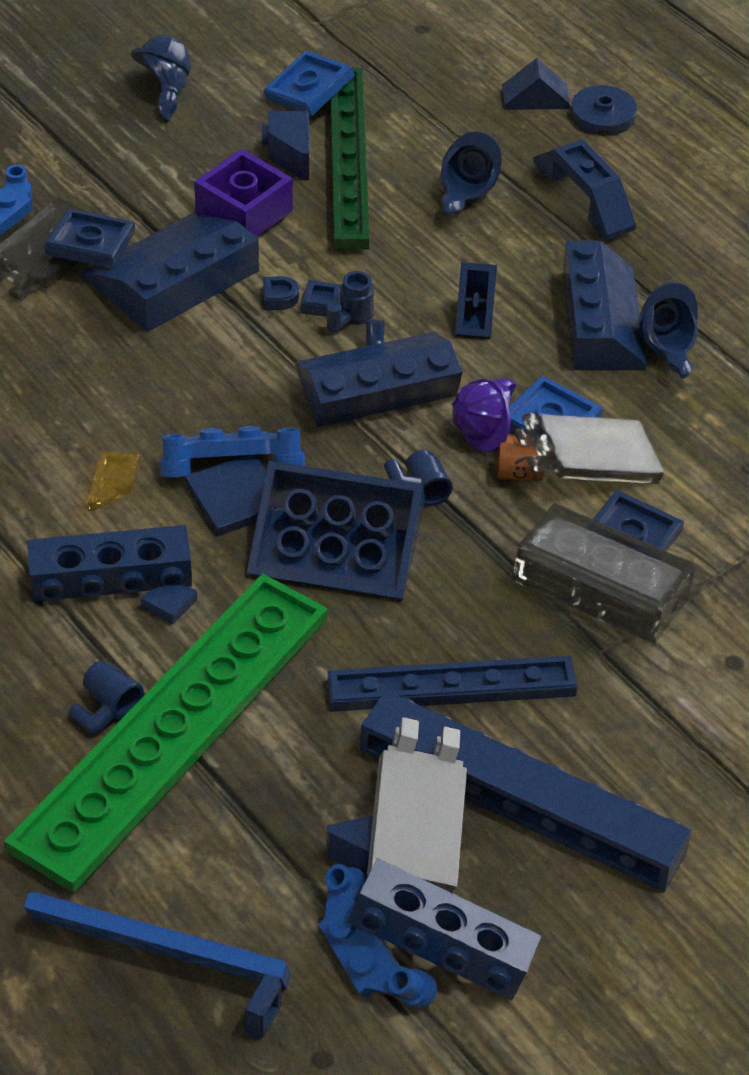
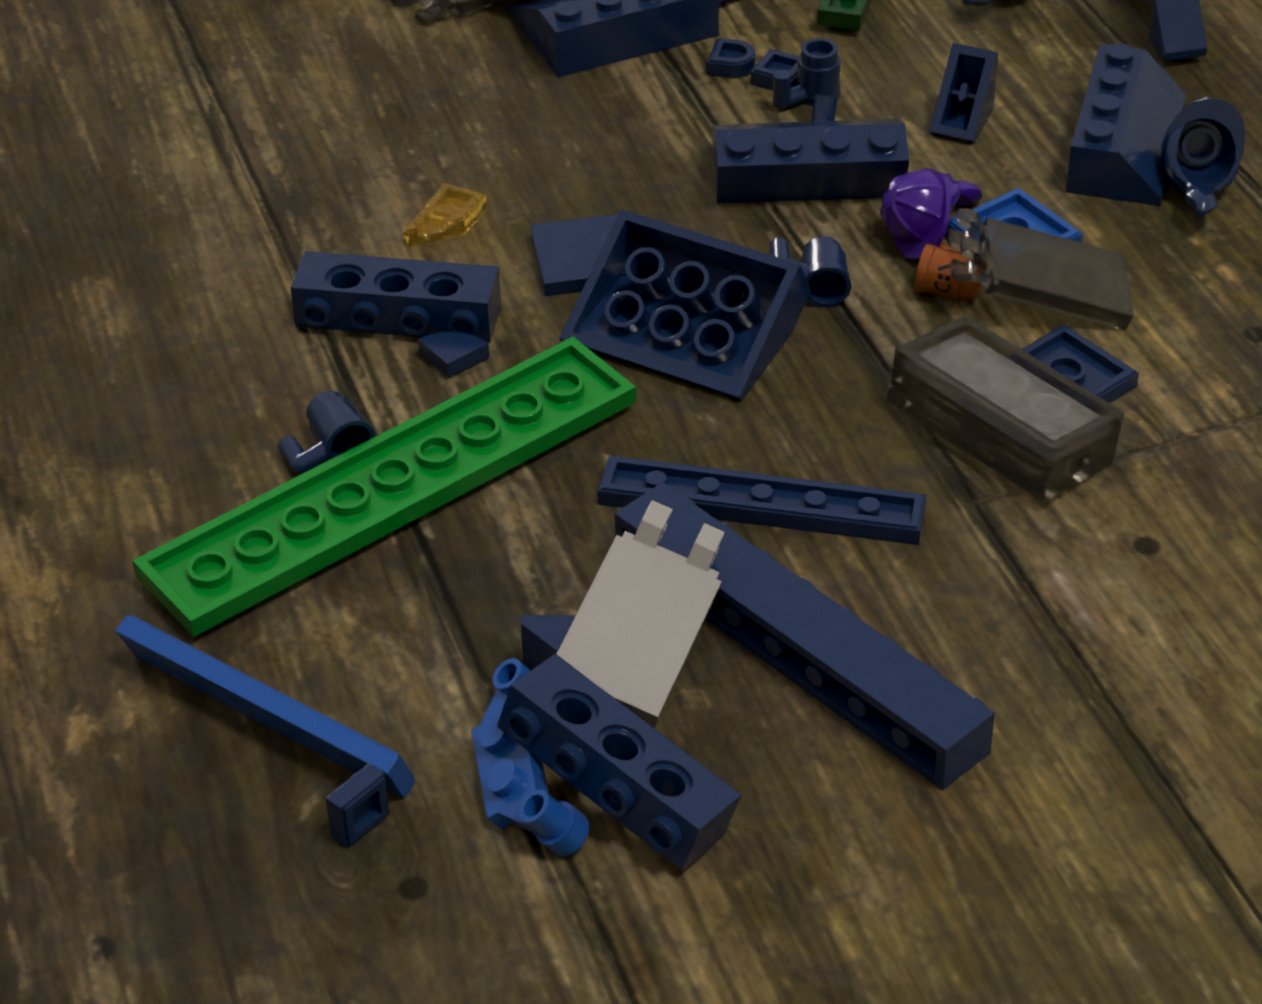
camera: 20 degrees right, 5 degrees down
(215, 443) = (529, 196): blue plate -> none

